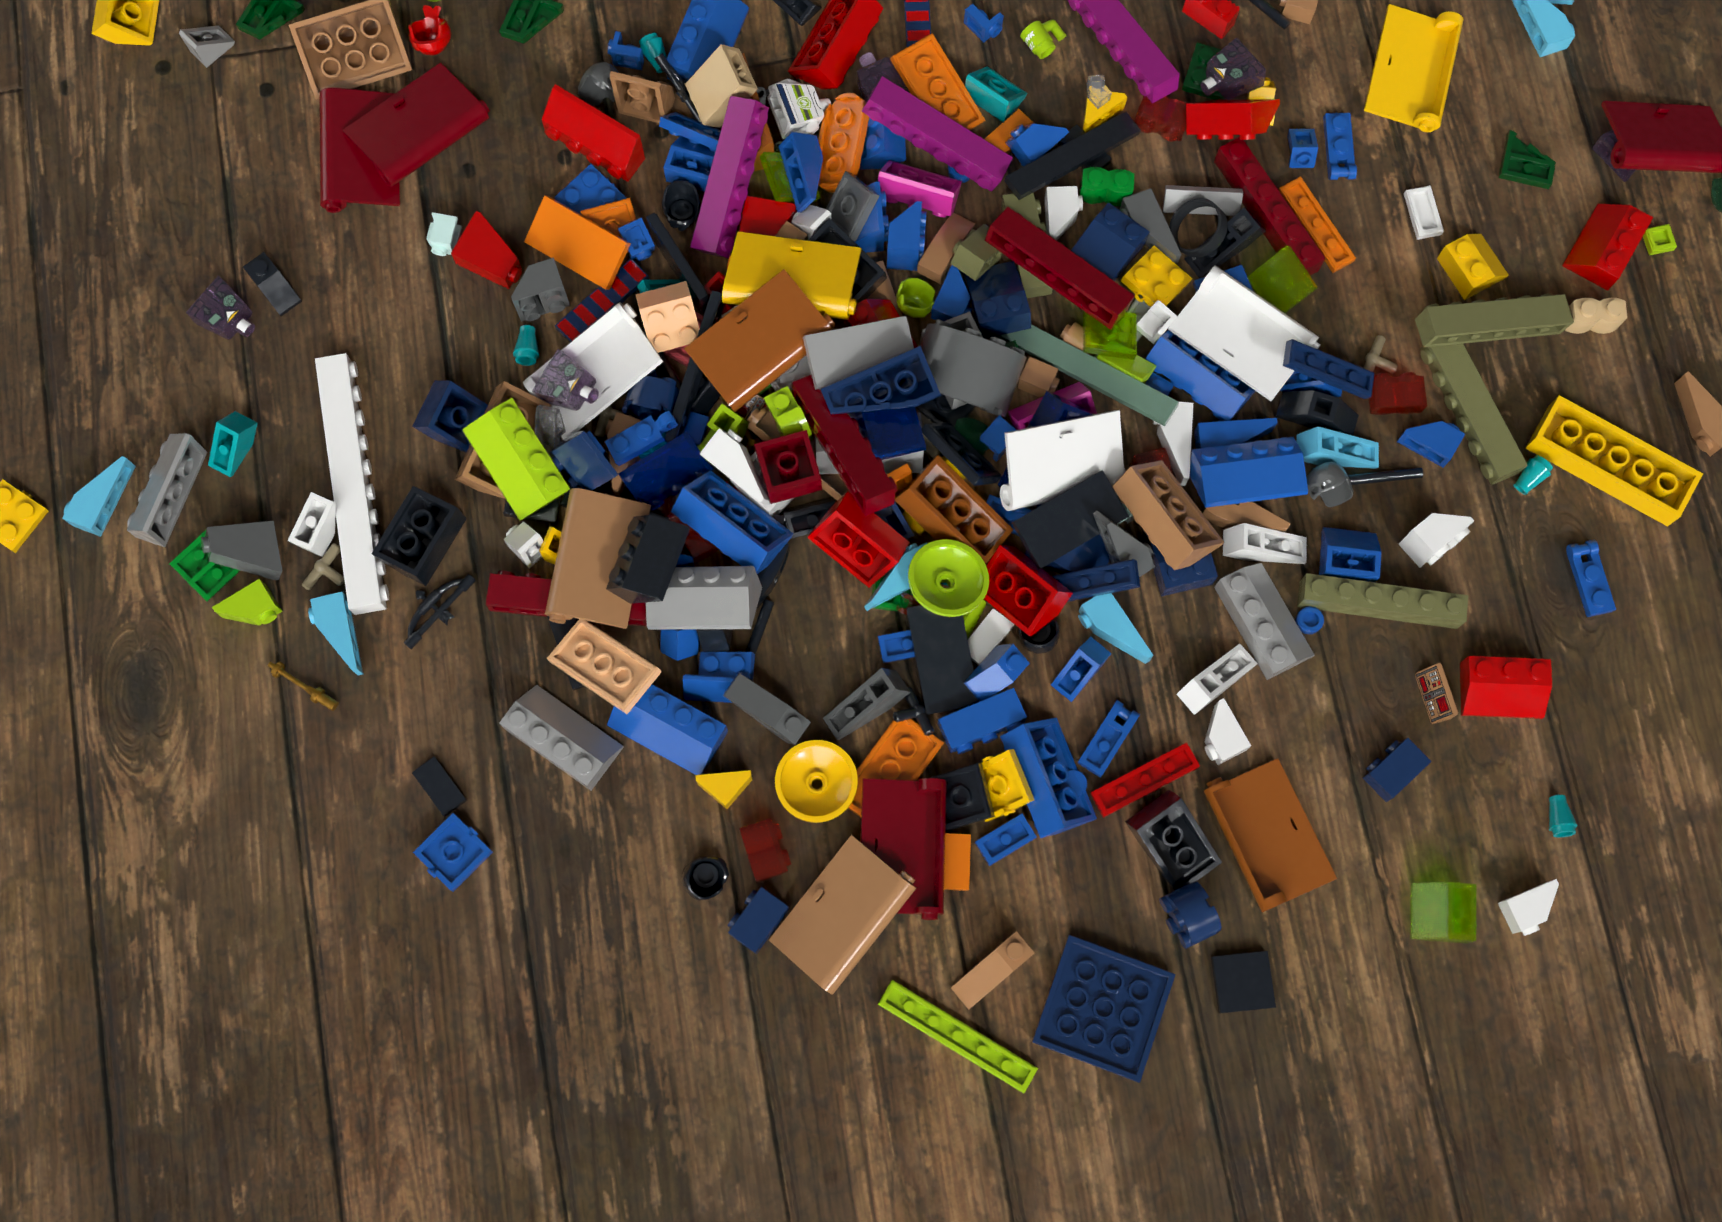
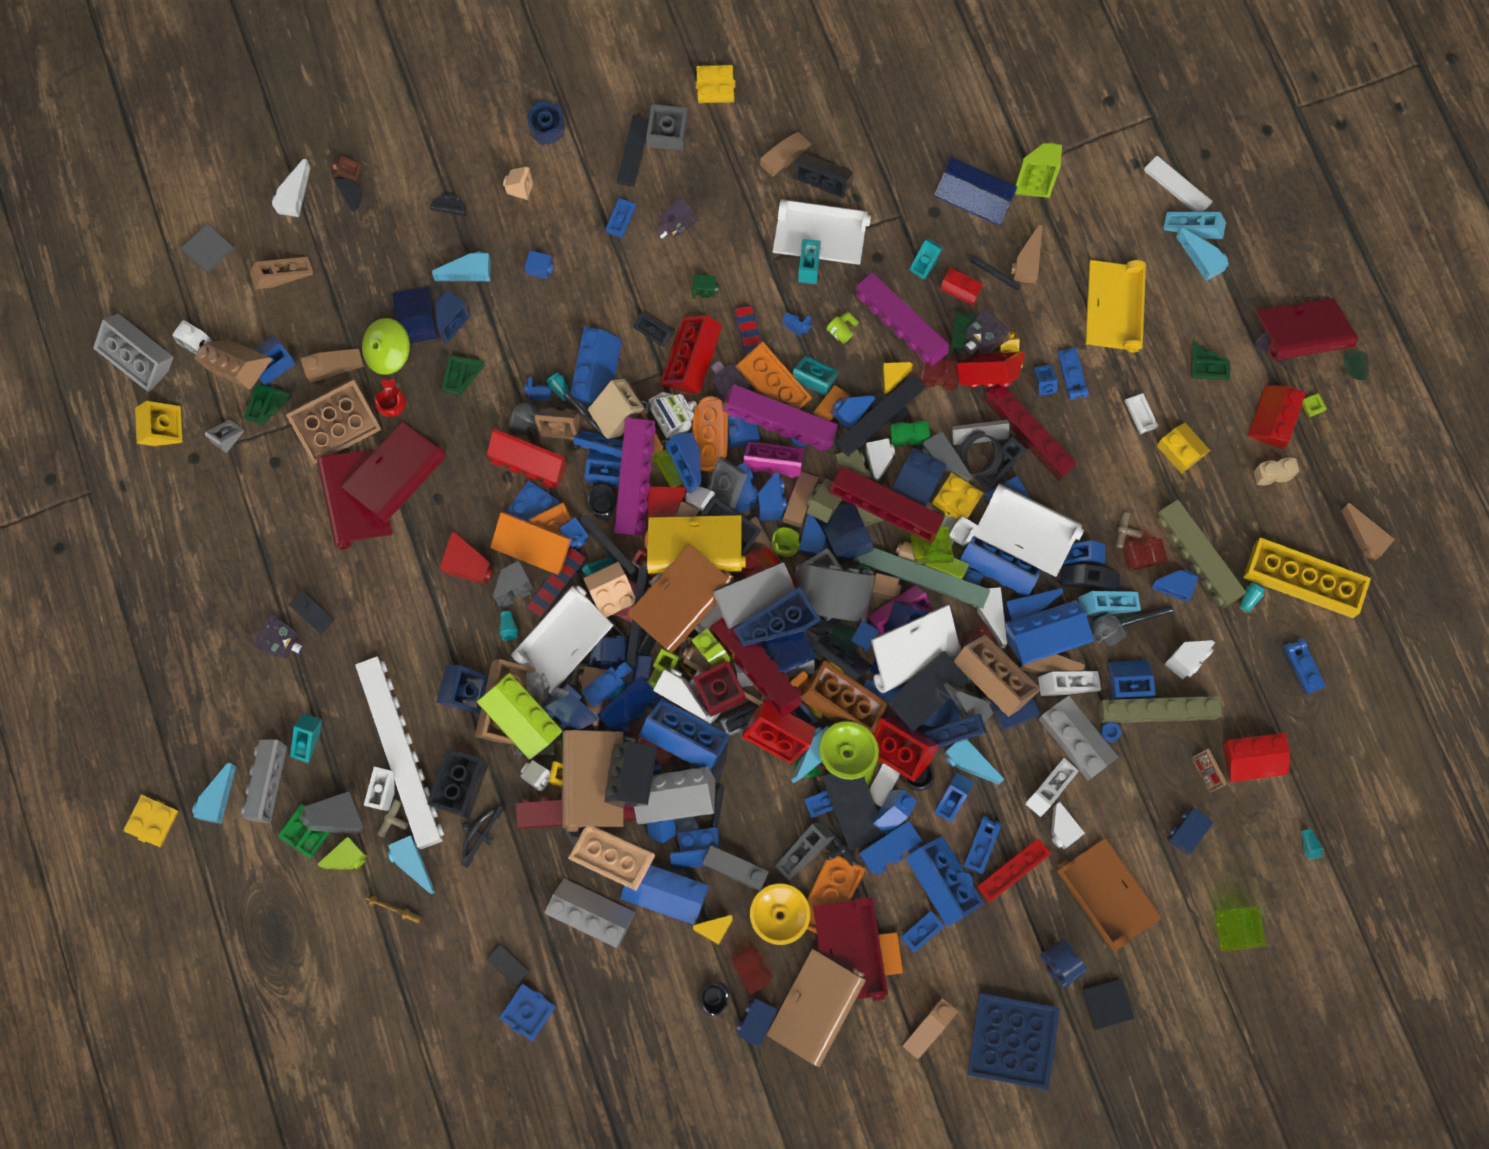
camera: 10 degrees left, 0 degrees up
(443, 234) = (430, 553): light aqua window -> none
(566, 383) = (544, 652): clear purple torso -> none
(958, 1036) = (913, 1080): lime tile -> none
(966, 796) = (889, 905): black tile -> none
(1006, 783) = (911, 893): yellow plate -> none
(1097, 90) = (890, 365): clear piece -> none
(1173, 840) = (1041, 911): black slope -> none
(1282, 280) = (1048, 484): clear neon green tile -> none
(1317, 224) = (1065, 435): orange tile -> none
(1328, 369) = (1093, 547): dark blue tile -> none
(1493, 320) = (1204, 489): olive brick -> none
(1529, 908) = (1300, 914): white slope -> none

